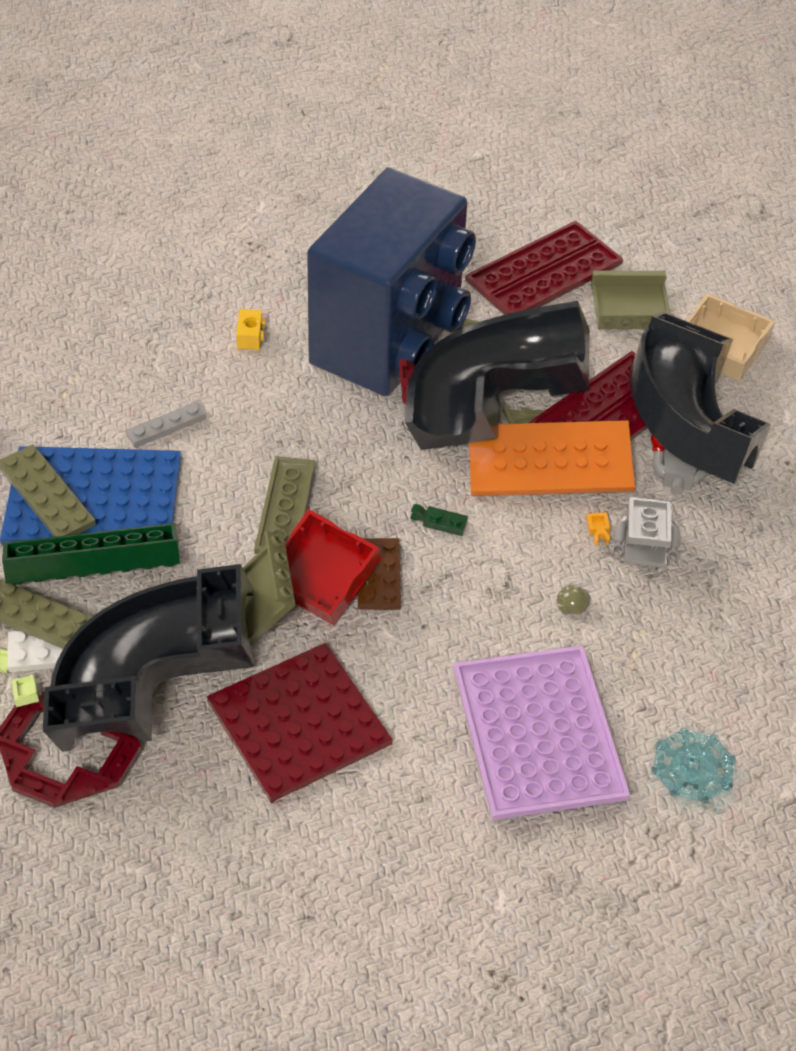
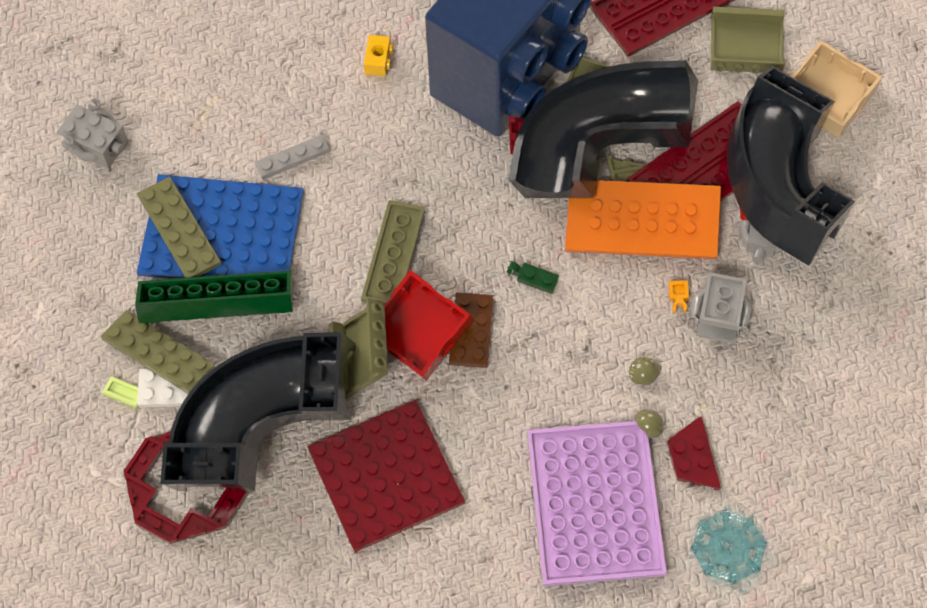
camera: 10 degrees right, 15 degrees up
(25, 690) = (150, 431): yellowish green tile -> none
(589, 647) = (650, 422): none -> olive hair
(639, 679) = (693, 457): none -> dark red wing

